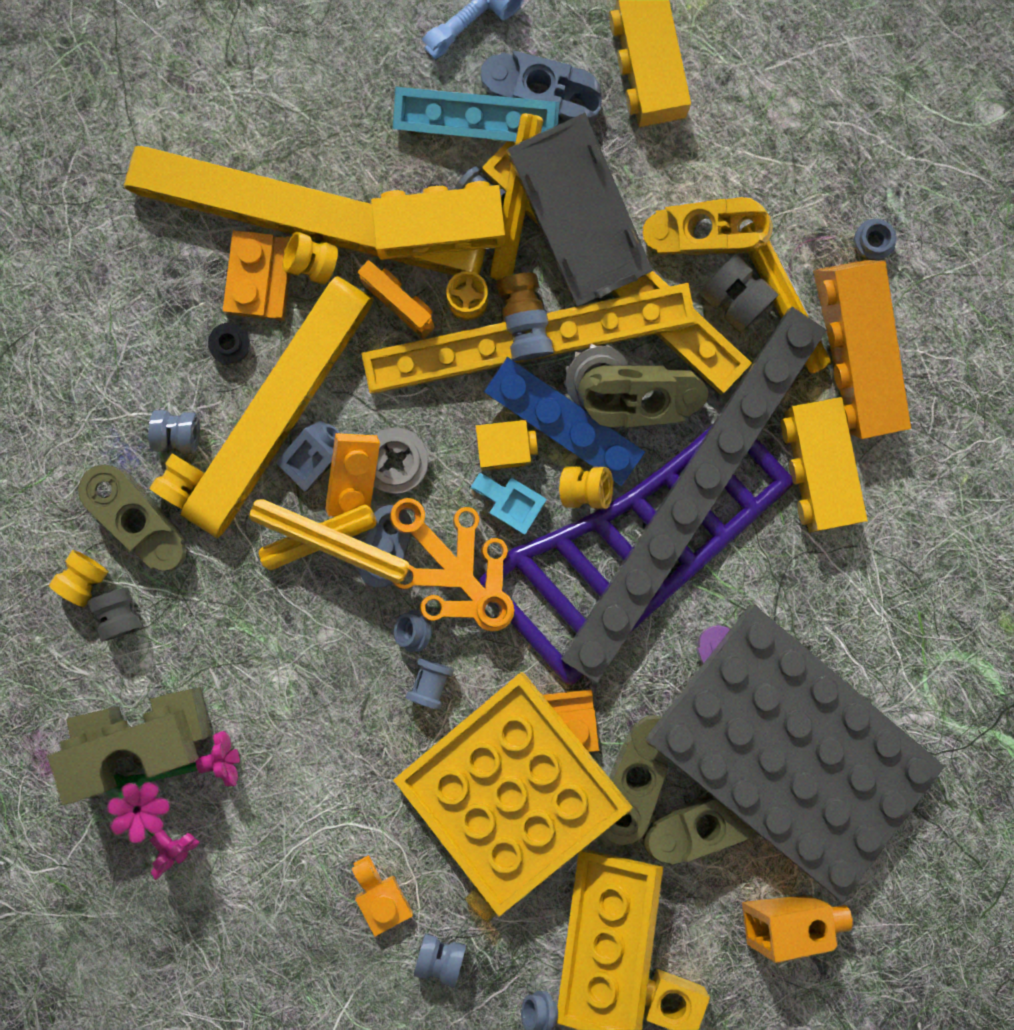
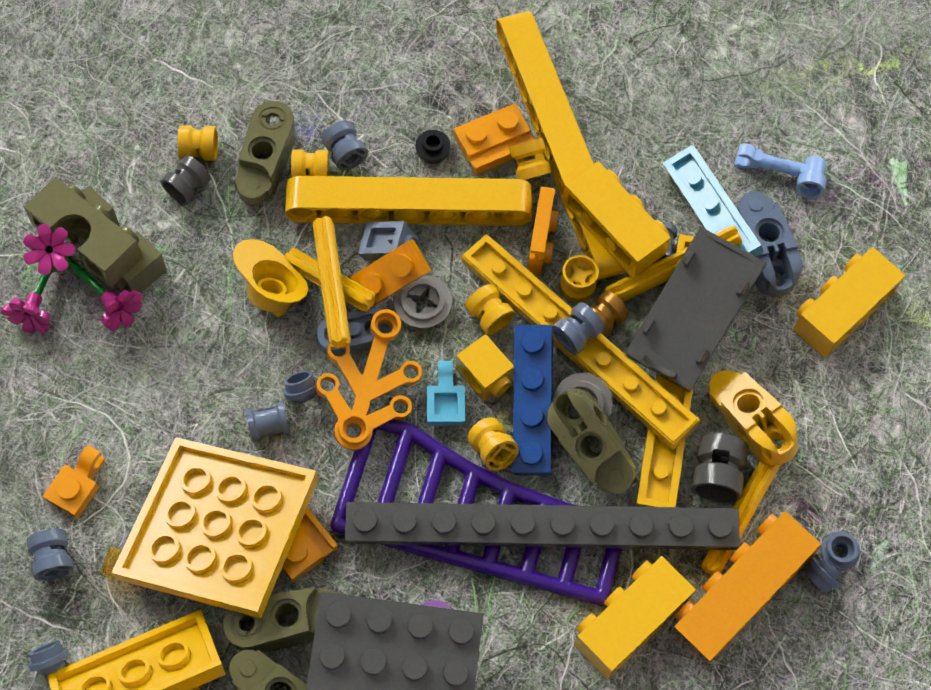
camera: 55 degrees right, 20 degrees down
(279, 595) = (269, 276): none -> yellow piece
(445, 402) = (488, 307): none -> yellow wheel
(896, 269) = (823, 574): none -> sand blue plate

